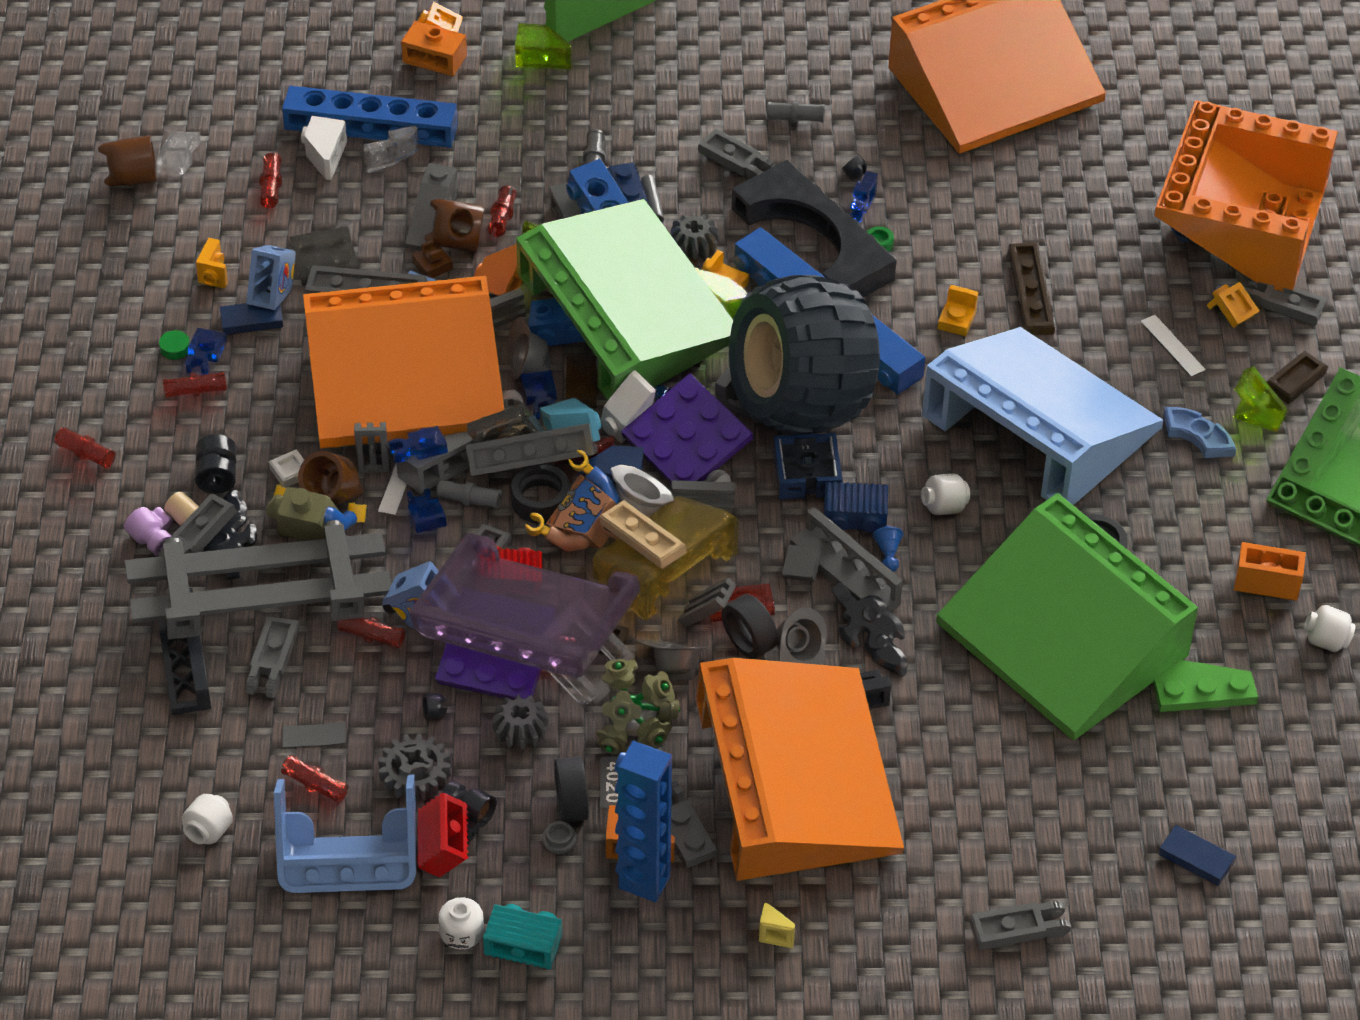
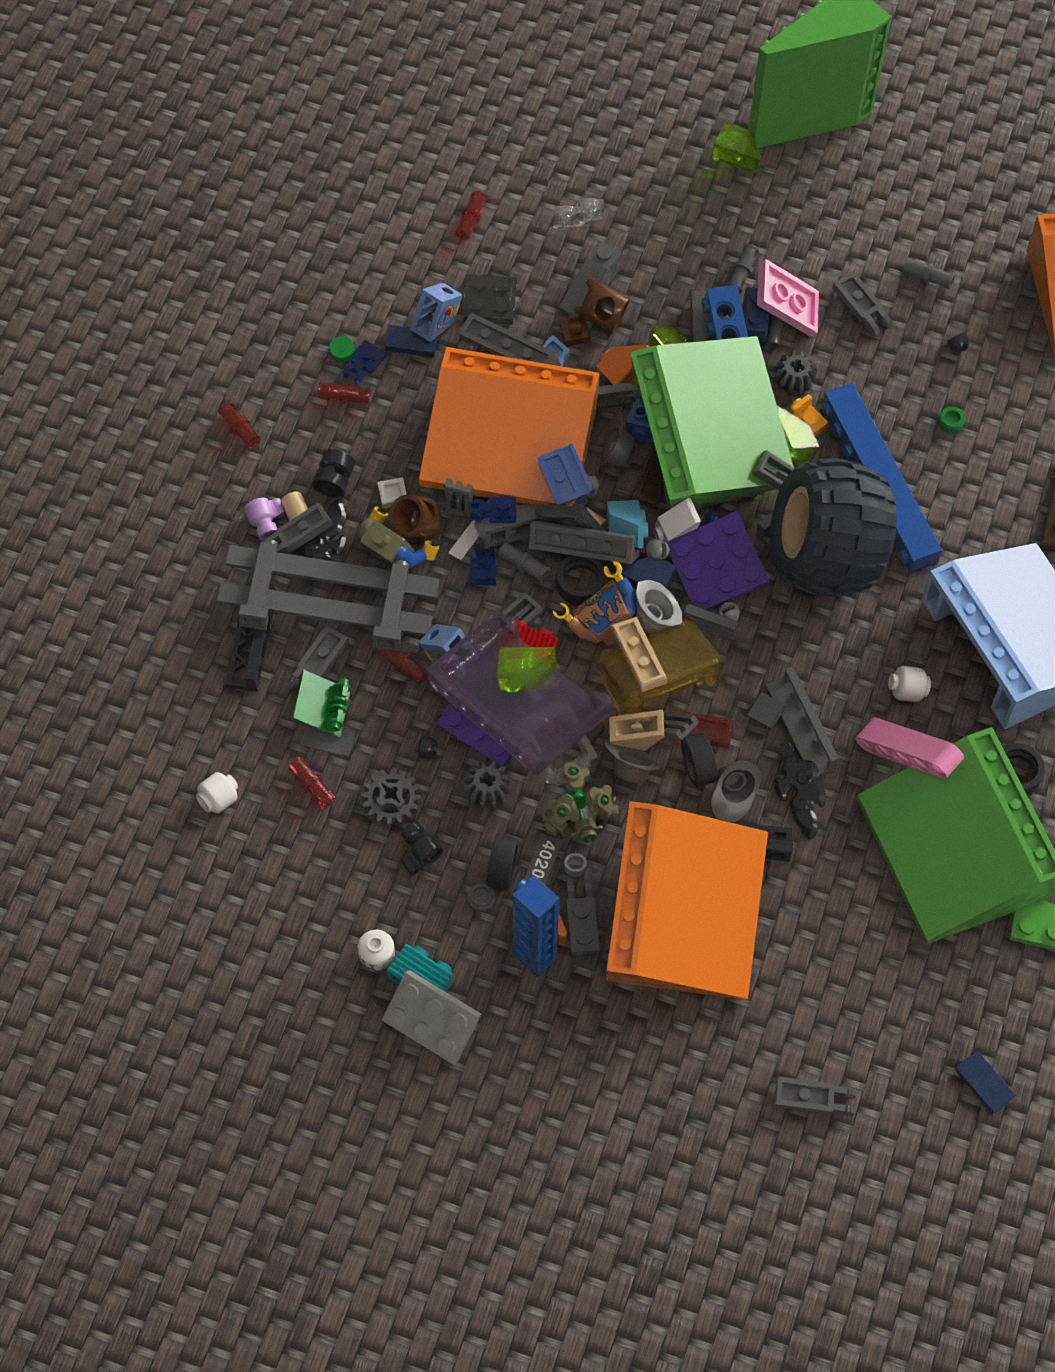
camera: 20 degrees right, 15 degrees up
(130, 161) = (364, 166): reddish brown piece -> none
(176, 153) = (404, 167): clear slope -> none
(210, 265) = (395, 282): light orange bracket -> none
(296, 692) = (322, 703): none -> hinge
(324, 143) = (526, 193): white slope -> none
(345, 862) = (307, 861): medium blue windscreen -> none
(372, 115) = (572, 176): blue brick -> none
(434, 48) = (649, 124): orange brick -> none
(441, 17) = (663, 99): light orange bracket -> none
(442, 834) = (389, 868): red brick -> none
(486, 384) = (565, 474): none -> blue plate
(502, 211) = (647, 300): clear red pin -> none
(521, 577) = (524, 666): none -> clear neon green slope
(539, 390) = (615, 482): clear blue plate -> none
(554, 971) = (431, 1017): none -> light grey plate
(616, 436) = (657, 549): none -> light grey hinge
(656, 166) = (787, 297): none -> bright pink plate
(669, 618) = (637, 729): none -> tan slope
(717, 329) = (770, 474): none -> dark grey tile
(776, 928) = (617, 1035): light yellow slope -> none
(790, 195) = (890, 355): black arch -> none
(806, 464) = (805, 621): piece -> none
(856, 505) = (830, 672): dark blue brick -> none
(864, 195) = (955, 372): clear blue plate -> none
(888, 540) = (845, 713): blue piece -> none
(958, 310) = (990, 510): light orange bracket -> none
(976, 543) = (910, 748): none -> bright pink beam

